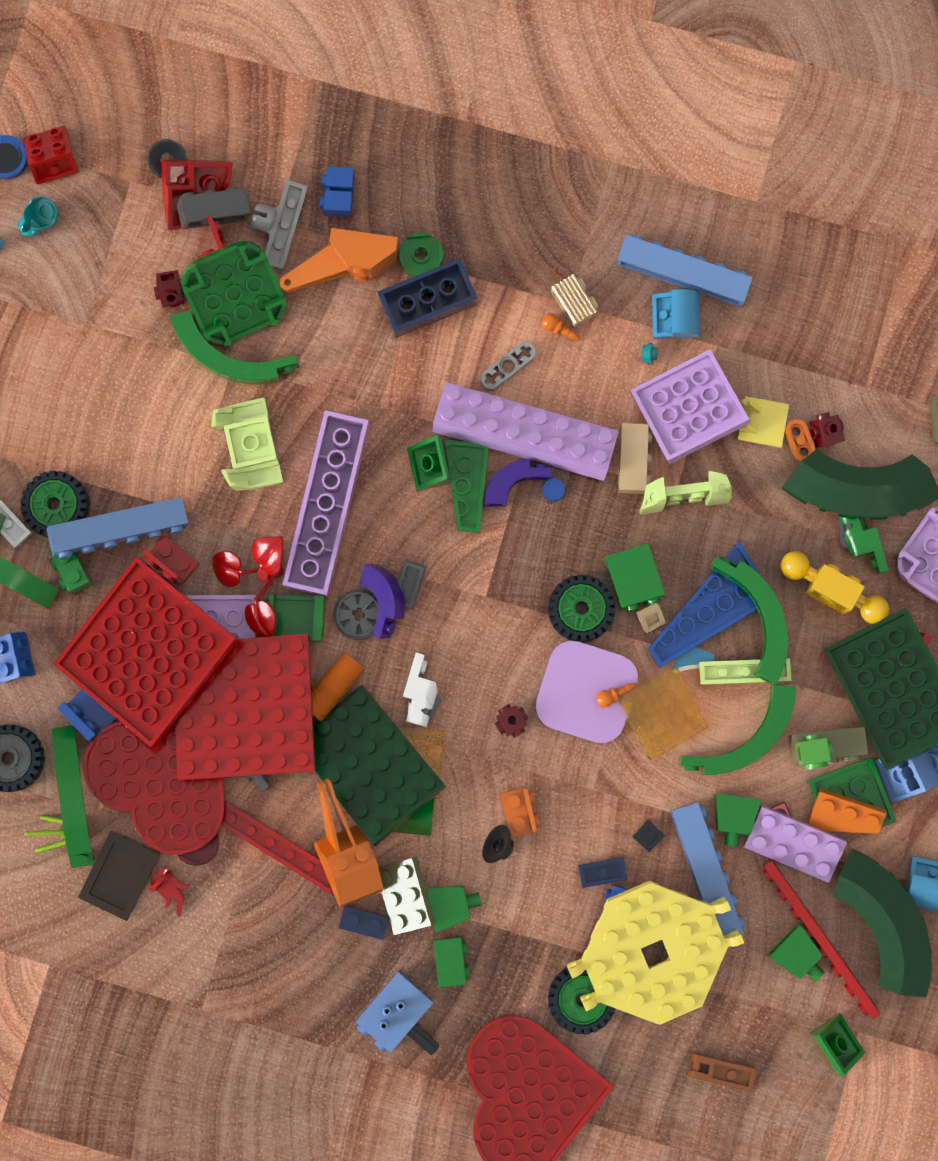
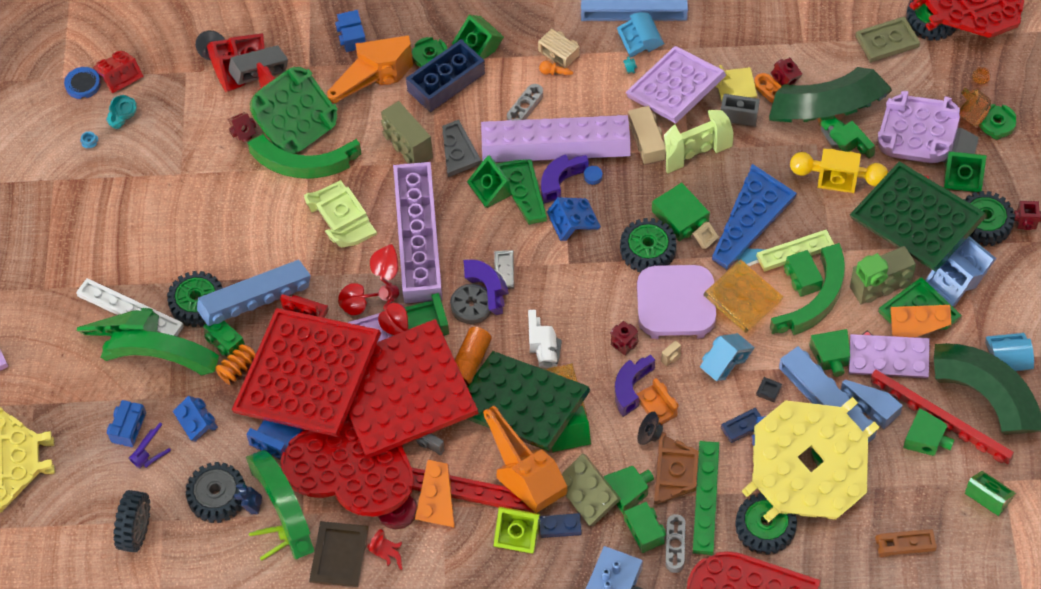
camera: 15 degrees left, 25 degrees down
(41, 782) = (250, 498): none -> dark blue plate
(76, 607) = (235, 363): none -> orange piece
(239, 850) = (435, 497): none -> orange wing
(280, 222) = (313, 59): light grey plate -> none
(313, 917) = (516, 530): none -> lime slope
(353, 368) = (406, 134): none -> olive brick
(410, 404) = (458, 149): none -> dark grey wing
(466, 1000) = (680, 551): none -> light grey beam
(483, 254) = (479, 36): none -> green slope
(488, 783) = (628, 375): none -> dark purple arch
(509, 900) = (675, 469): none -> dark orange wing
(510, 540) = (572, 214): none -> blue bracket
(530, 943) = (706, 498): none -> green plate
(557, 759) = (671, 353): none -> tan plate
(606, 698) = (693, 294): orange bar -> none
(615, 784) = (725, 354): none -> brick
(742, 705) = (804, 273): none -> green brick
(752, 464) = (741, 109): none -> dark grey brick
(759, 901) = (874, 402): none -> medium blue slope
(770, 612) = (794, 197): green arch -> none

